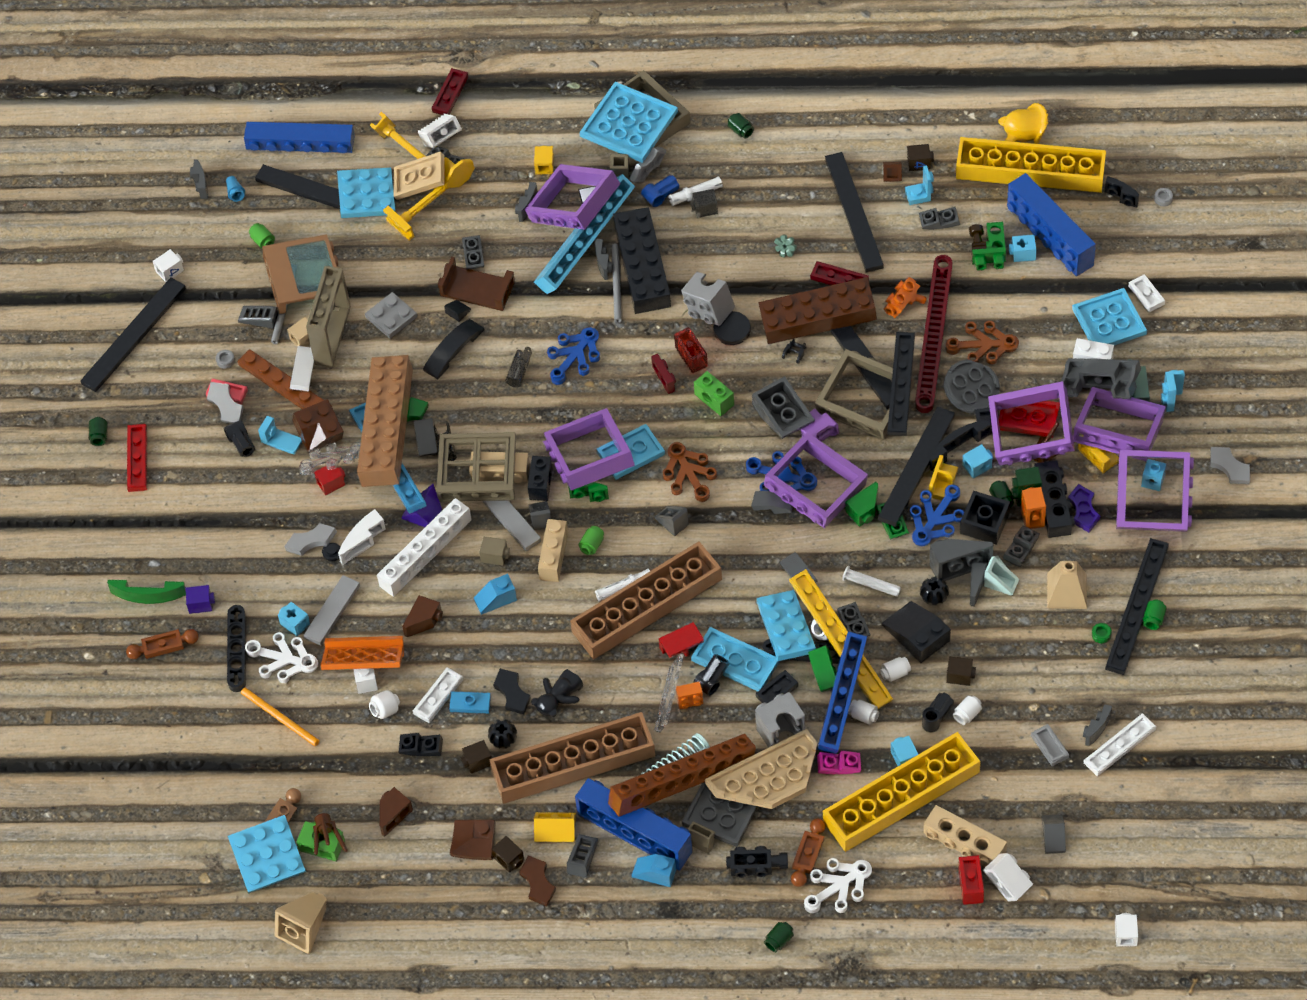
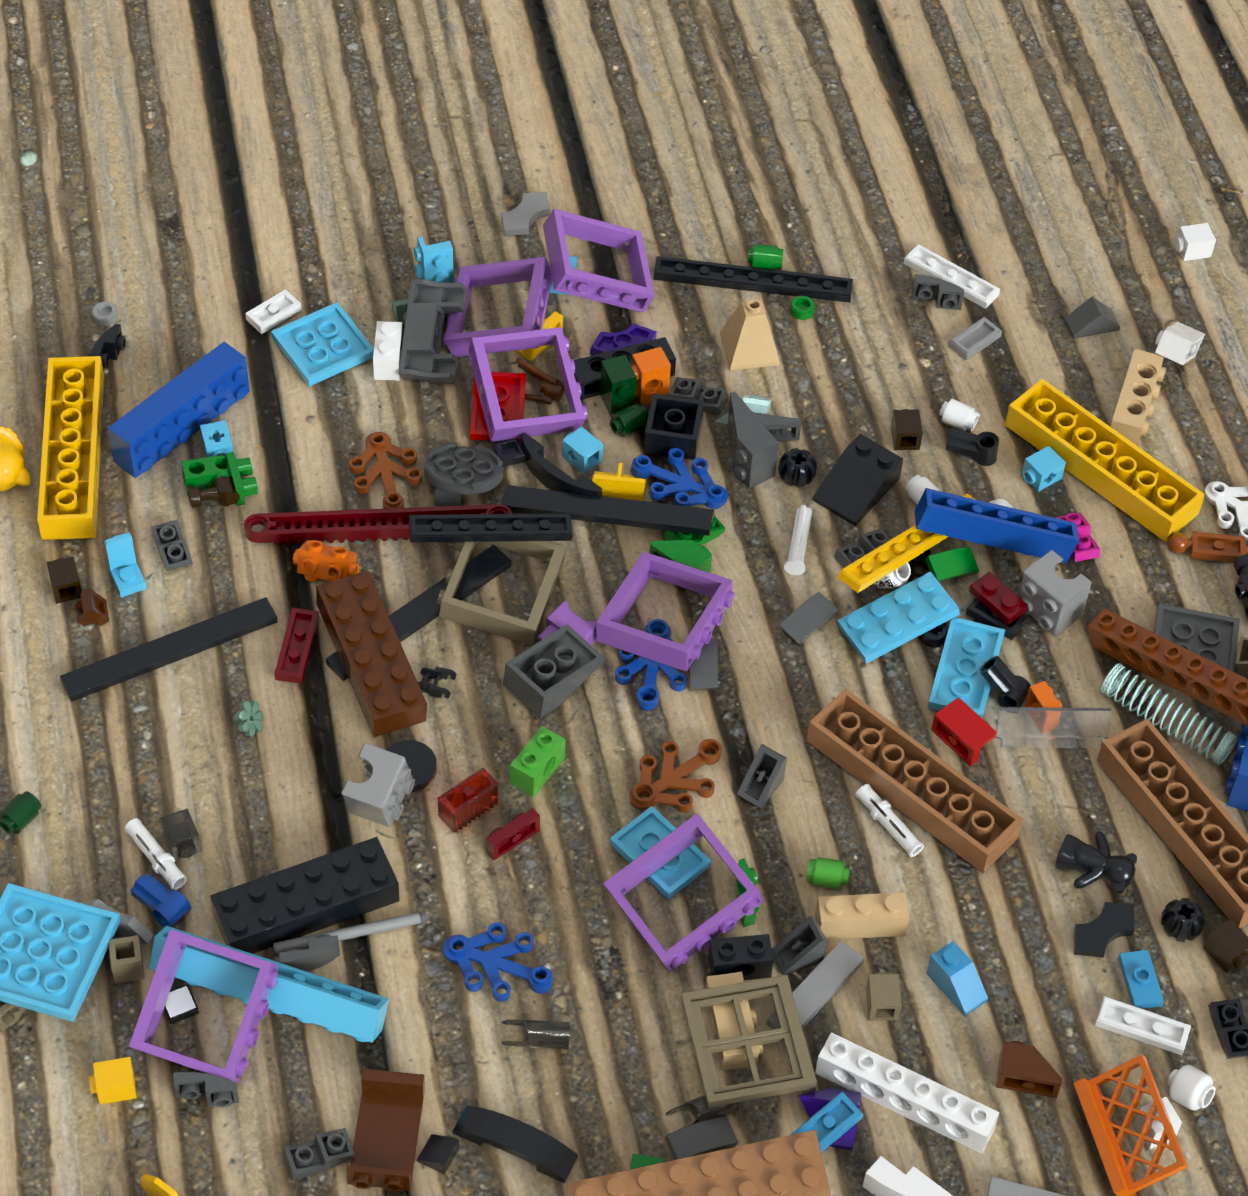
camera: 110 degrees left, 5 degrees down
(769, 775) = (1135, 590): tan plate -> none
(793, 683) = (998, 598): none -> dark red plate
(971, 880) = (1192, 382): red panel -> none

